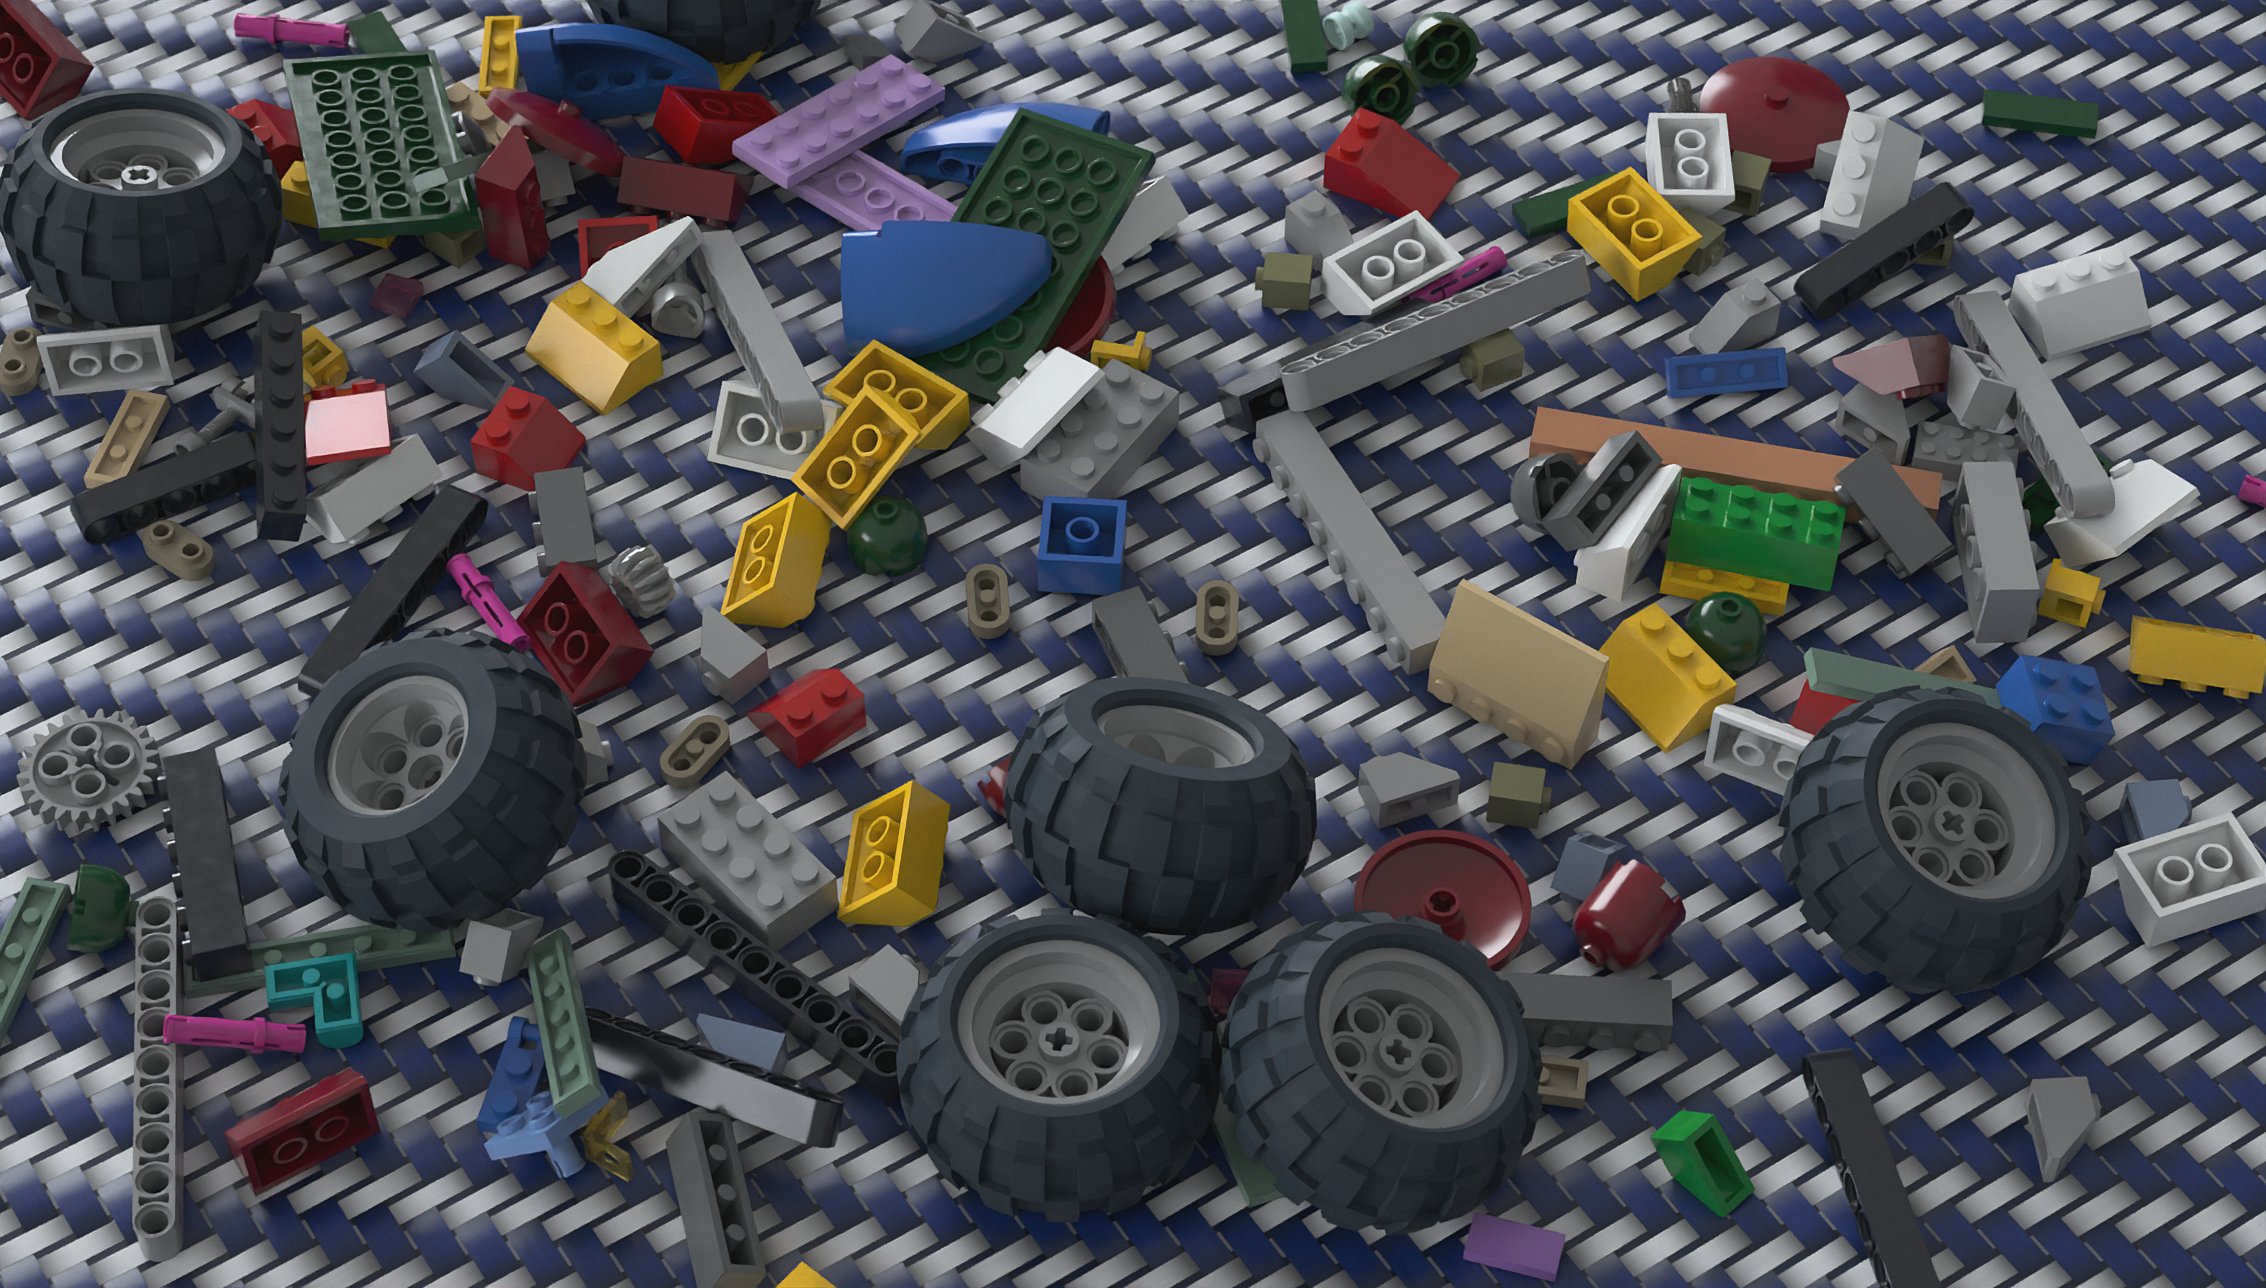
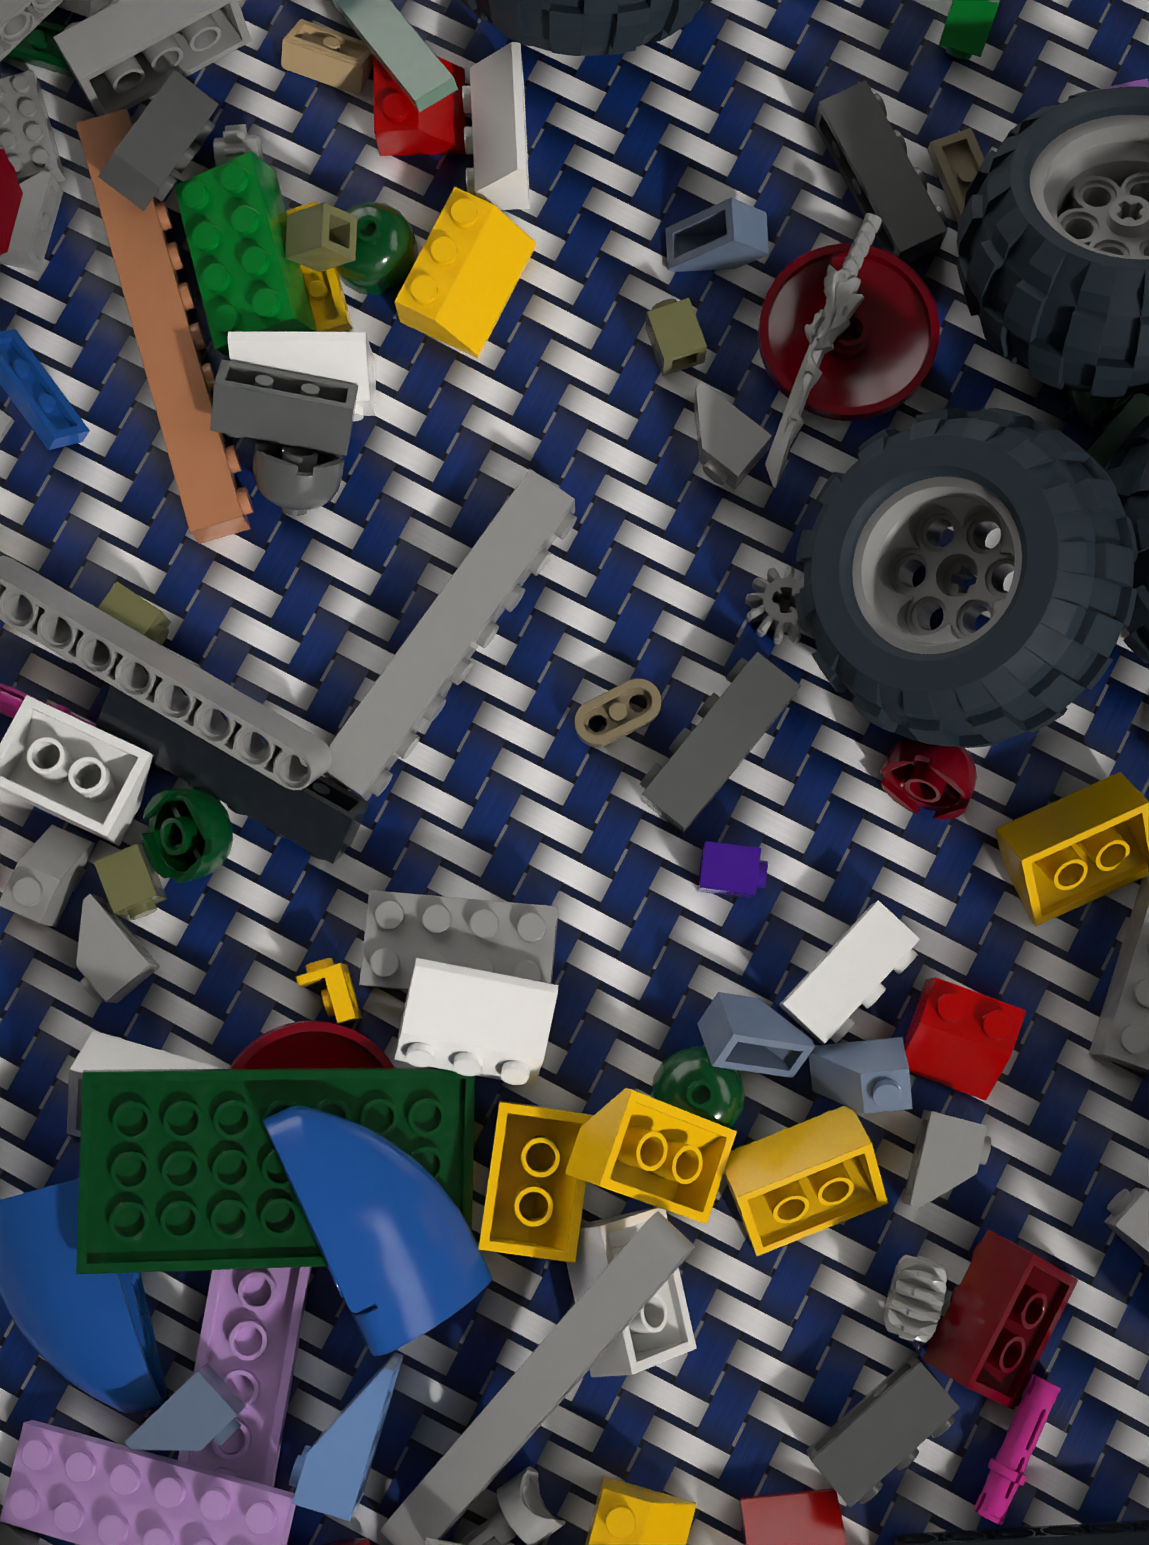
camera: 115 degrees left, 30 degrees up
(692, 754) = (1066, 1116): dark tan plate -> none
(794, 230) = (337, 1466): none -> medium blue slope
(822, 632) = (863, 1074): none -> sand blue slope
(881, 157) = (192, 1416): none -> sand blue slope
(905, 573) = (752, 1037): none -> sand blue slope
(906, 665) = (851, 974): none -> white brick
(988, 604) = (722, 943): dark tan plate -> none
(1041, 627) = (731, 870): none -> dark purple brick
(1082, 545) = (615, 881): blue brick -> none
(1238, 247) = (109, 953): none -> light grey slope
(1295, 319) = (186, 834): none -> dark green cylinder
(1450, 874) = (841, 303): none -> light grey sword
(1519, 675) = (565, 378): tan slope -> none
(1626, 918) = (776, 169): dark red cylinder -> none
(1738, 572) = (321, 237): none -> olive brick
(1861, 575) = (235, 144): none -> light grey gear

